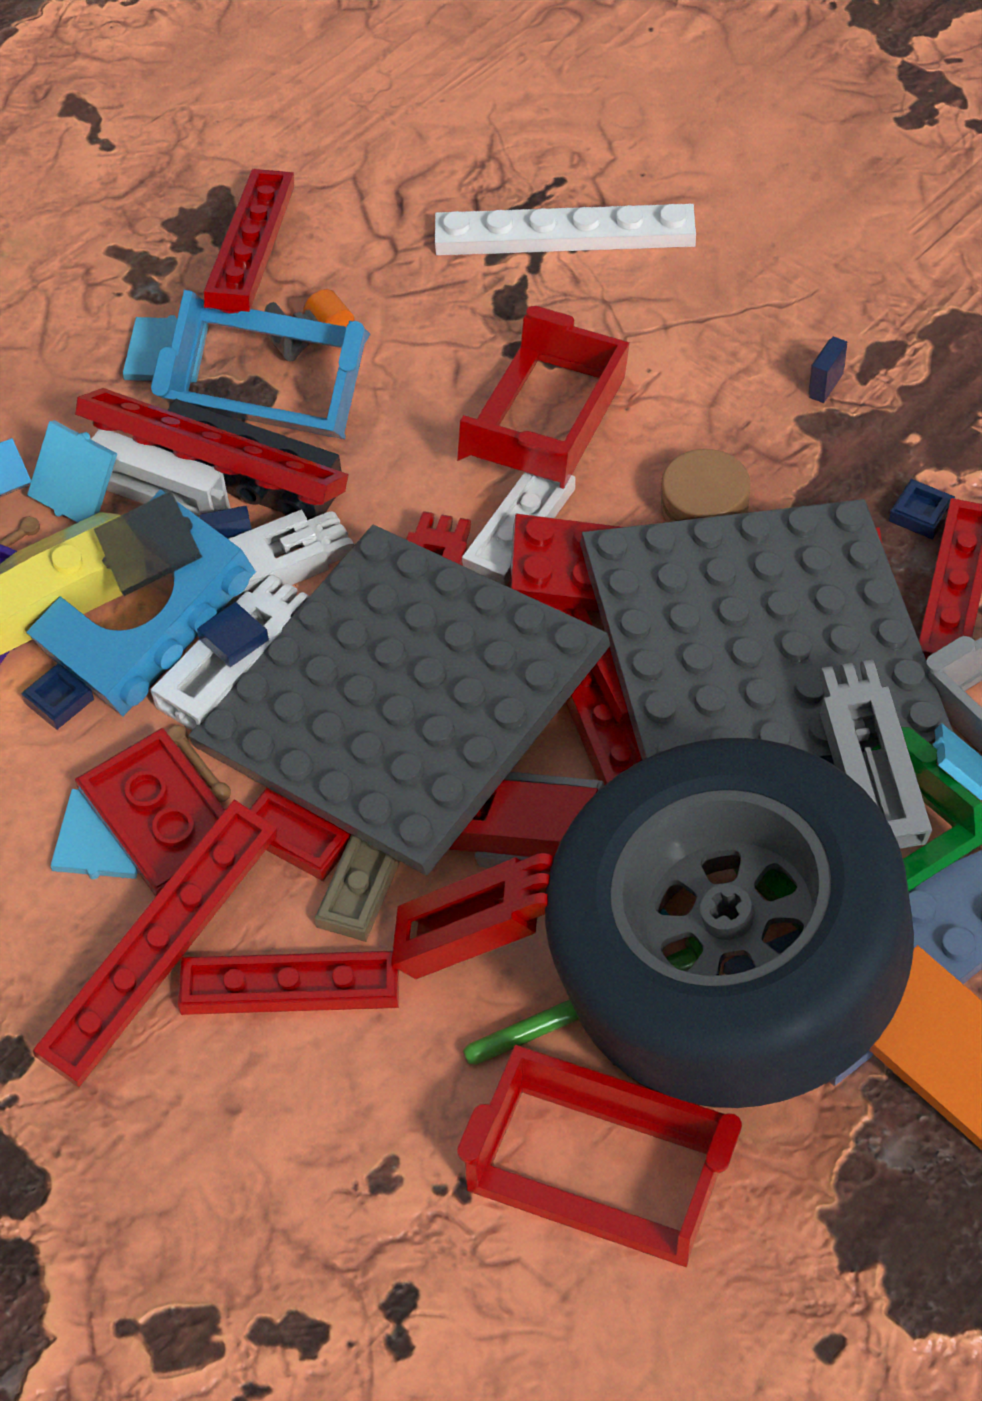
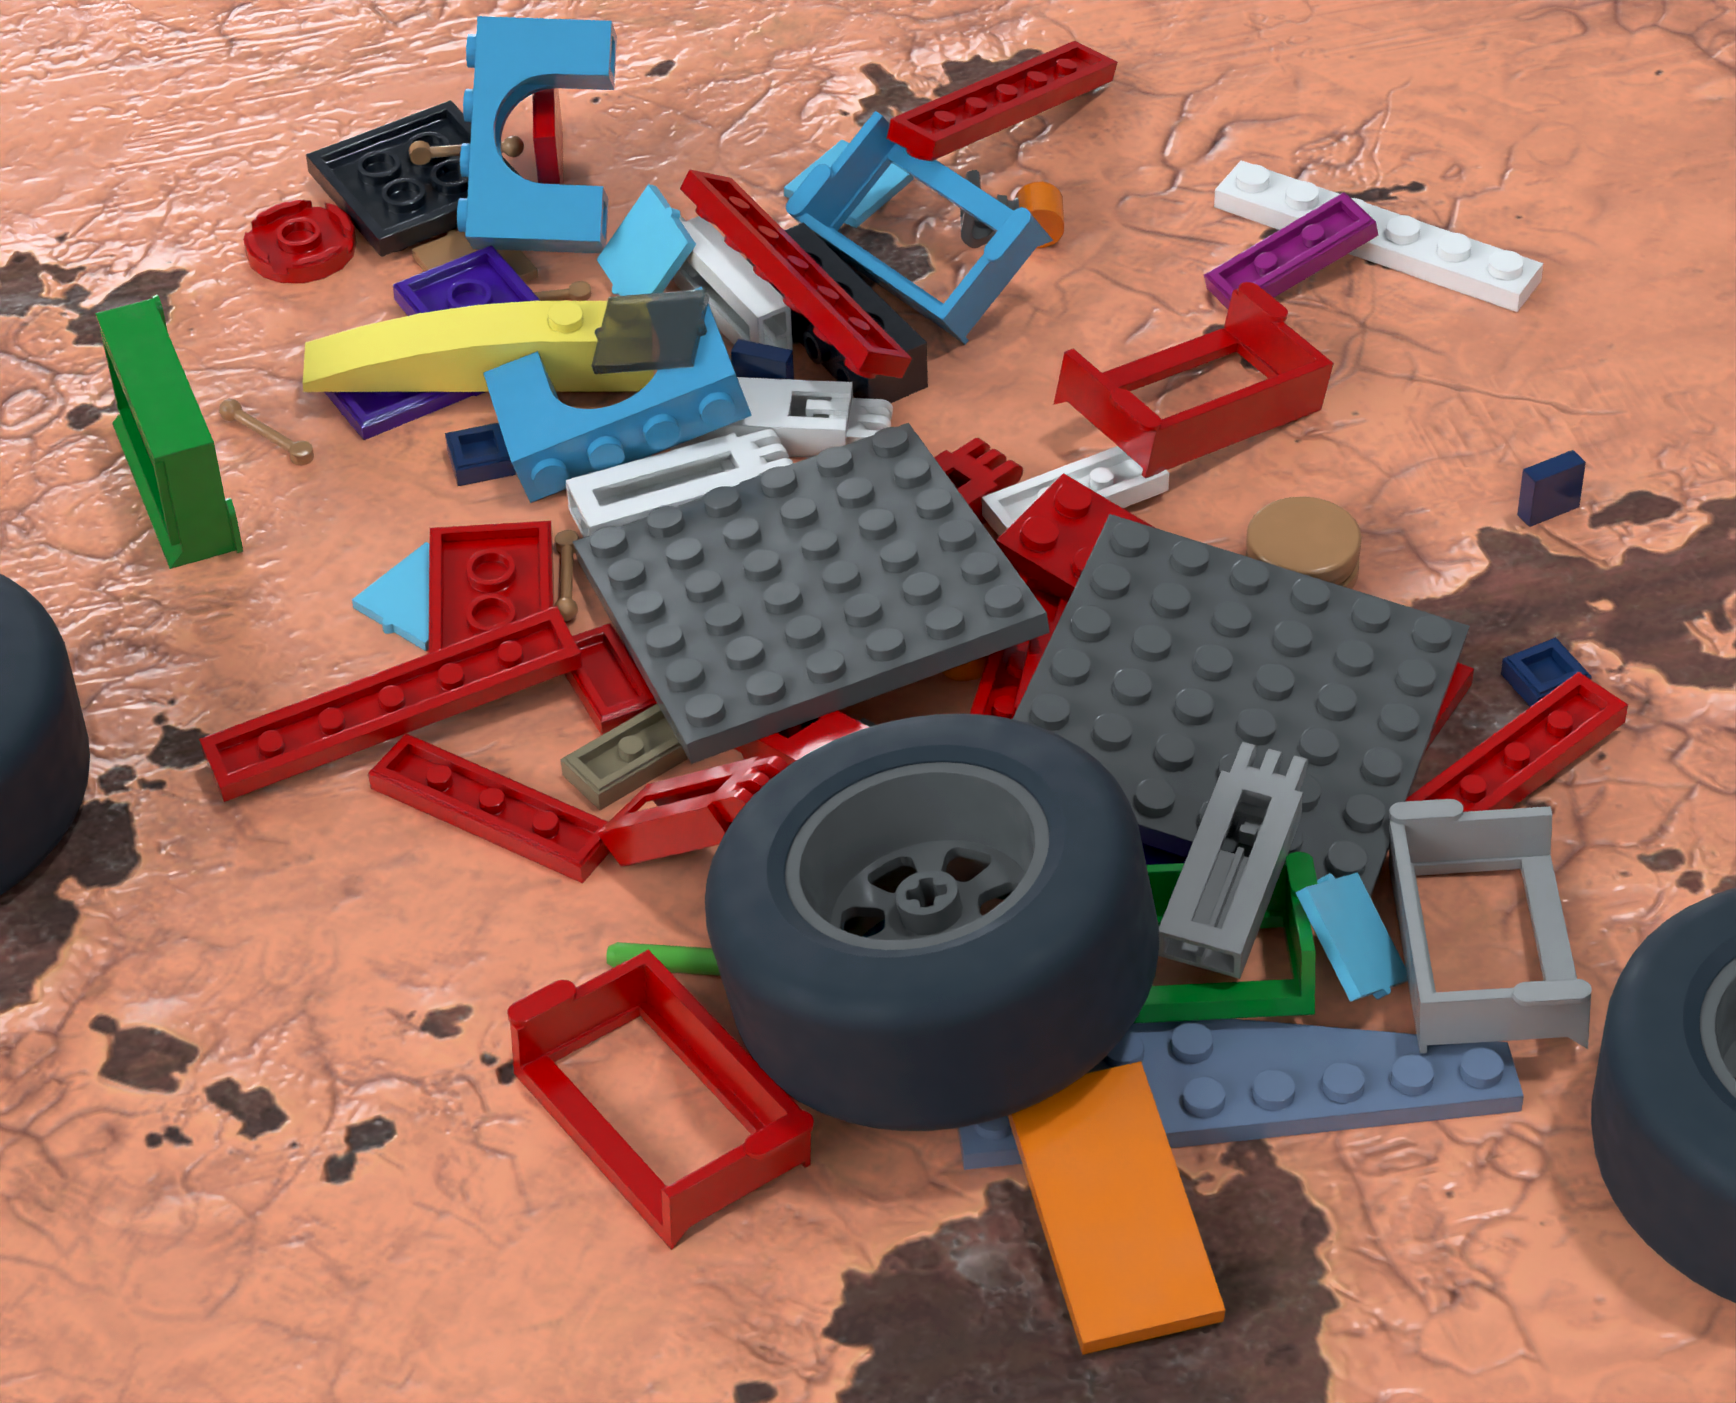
camera: 30 degrees right, 10 degrees down
(232, 634) = (683, 463): dark blue tile -> none
(526, 270) = (1296, 250): none -> magenta tile

